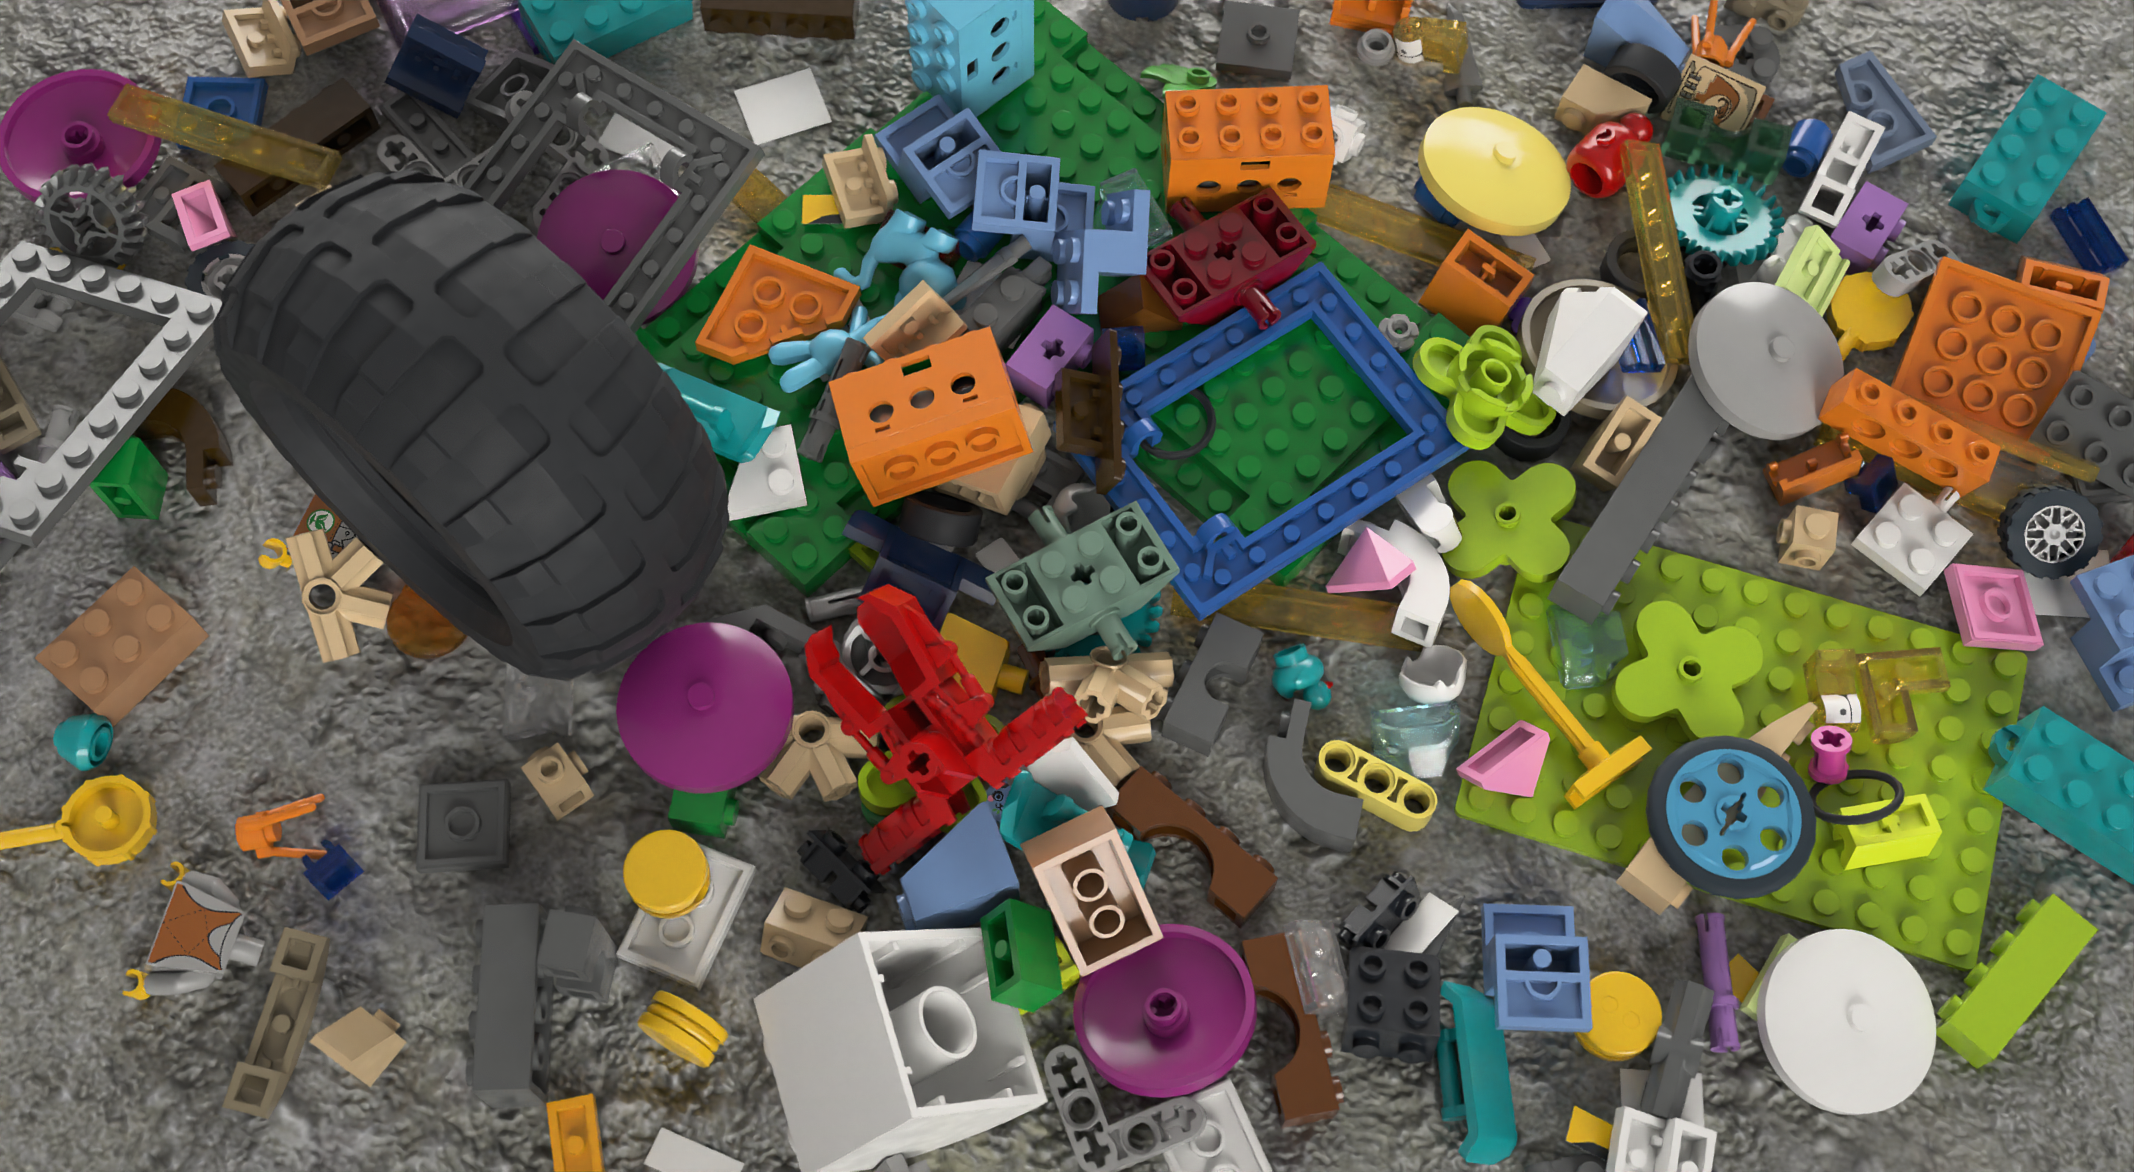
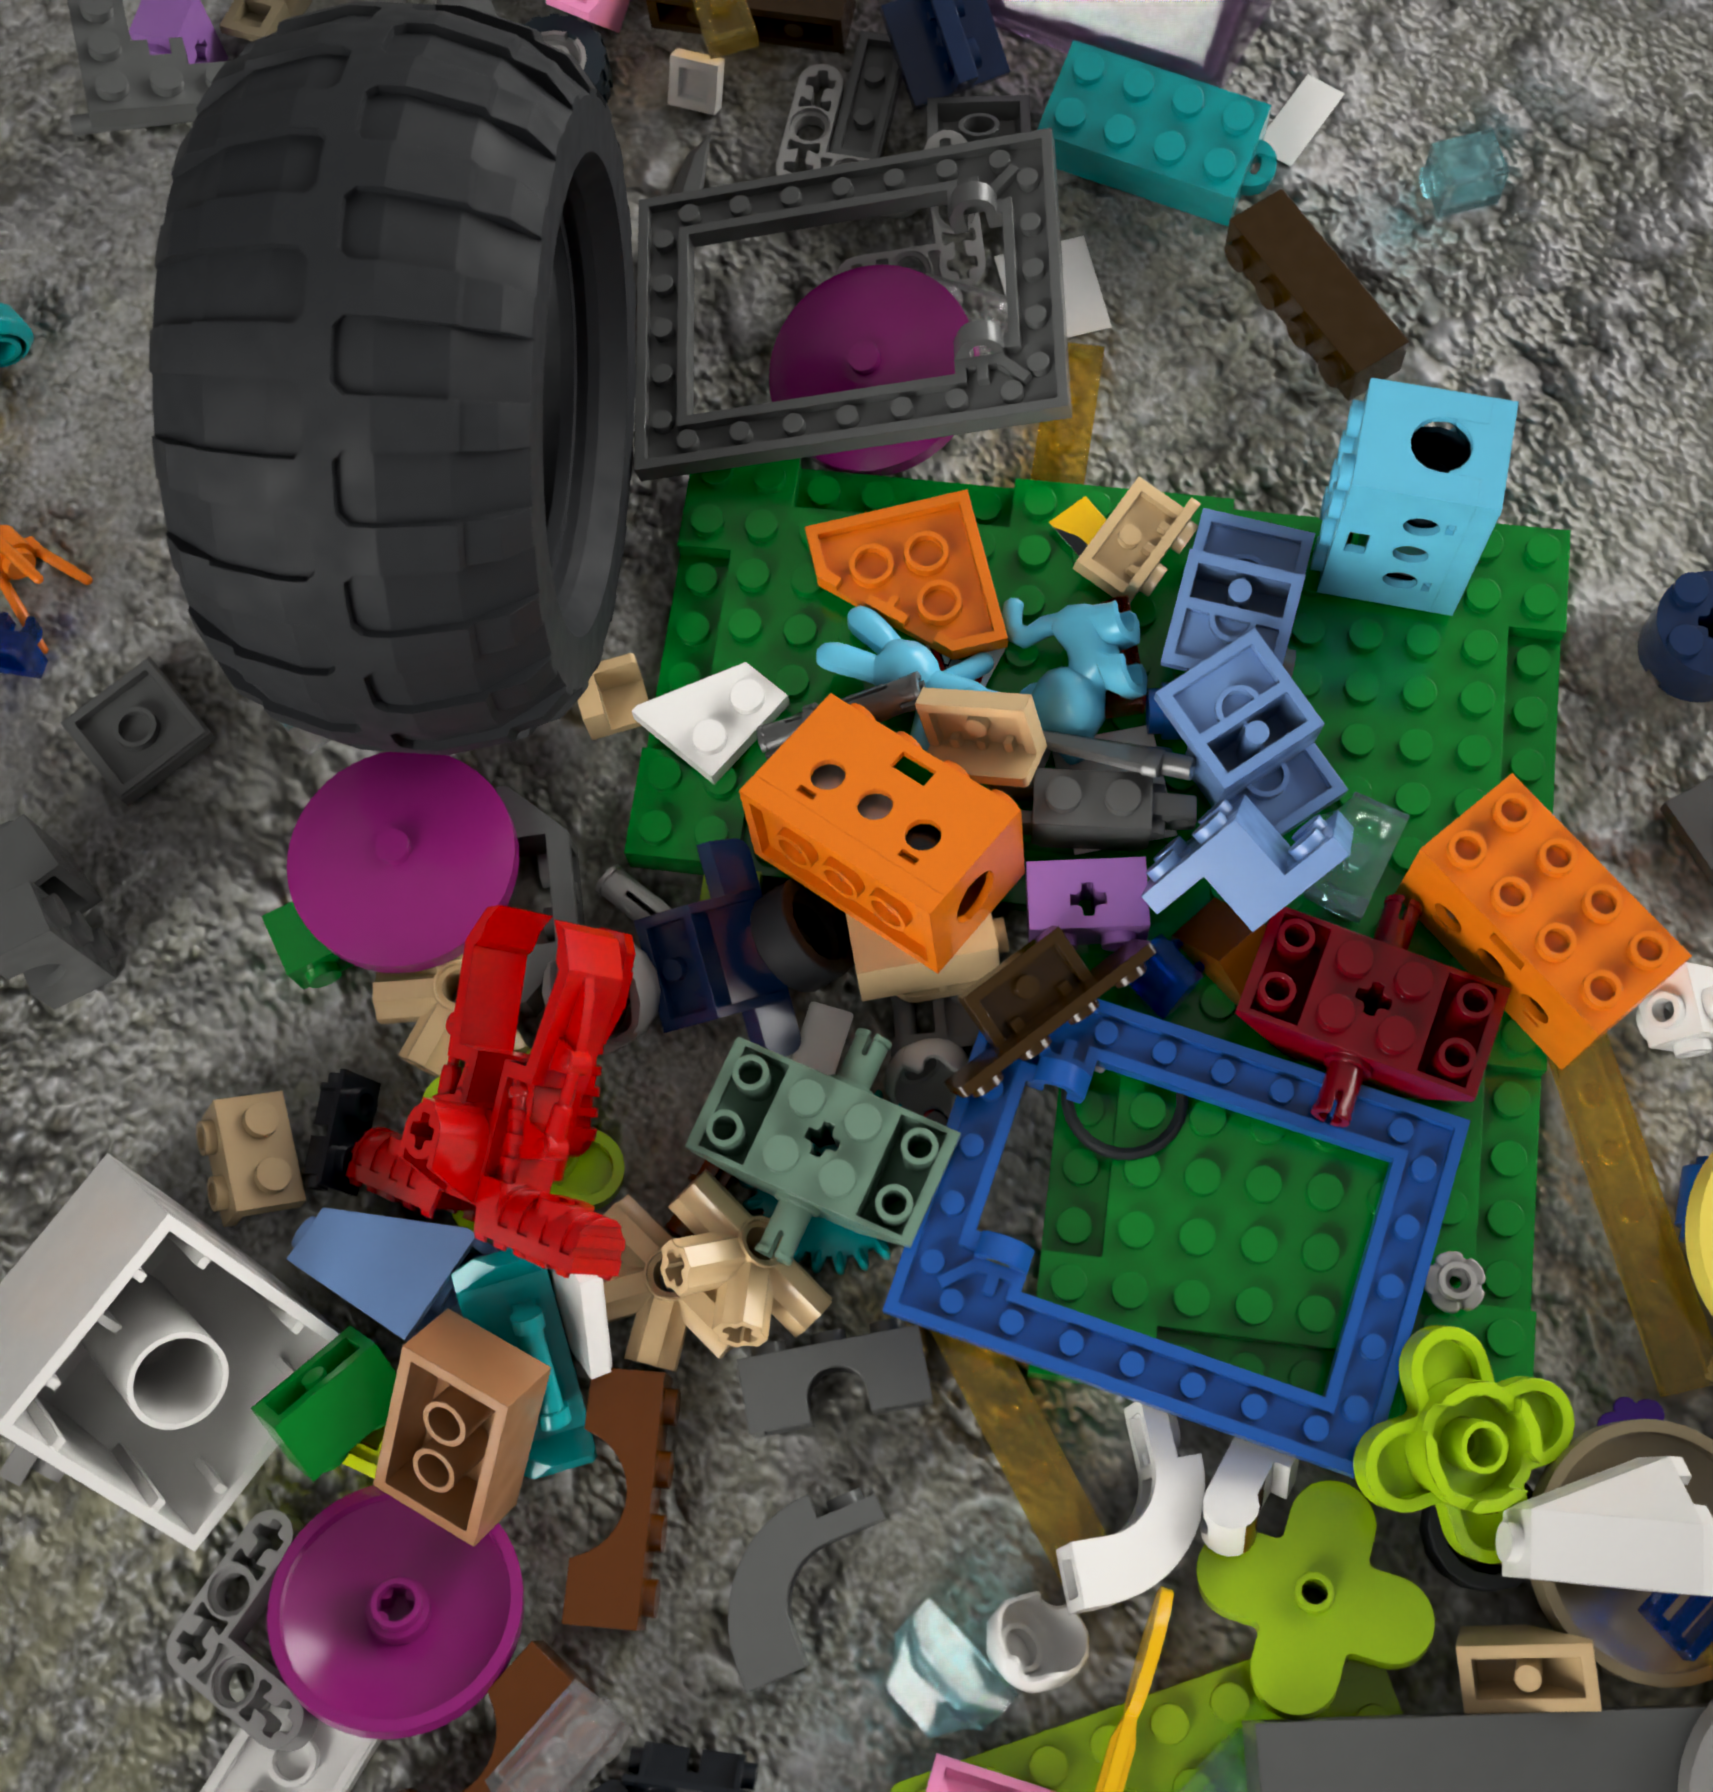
camera: 65 degrees right, 5 degrees up
(122, 646) = (87, 287): medium nougat brick -> none
(558, 779) = (242, 779): tan brick -> none
(666, 874) = (204, 962): yellow head -> none
(682, 1028) = (49, 1105): yellow head -> none
(689, 944) = (195, 1013): white tile -> none
(731, 421) = (731, 594): teal piece -> none
(782, 106) = (1198, 395): white sticker -> none
(984, 656) = (660, 1093): yellow torso -> none
(1180, 77) = (1598, 781): bright green plate -> none
(1299, 671) = (925, 1475): teal animal -> none
(1370, 566) = (1109, 1471): bright pink slope -> none
(1397, 783) = (838, 1699): light yellow beam -> none
(1476, 285) = (1608, 1335): orange slope -> none

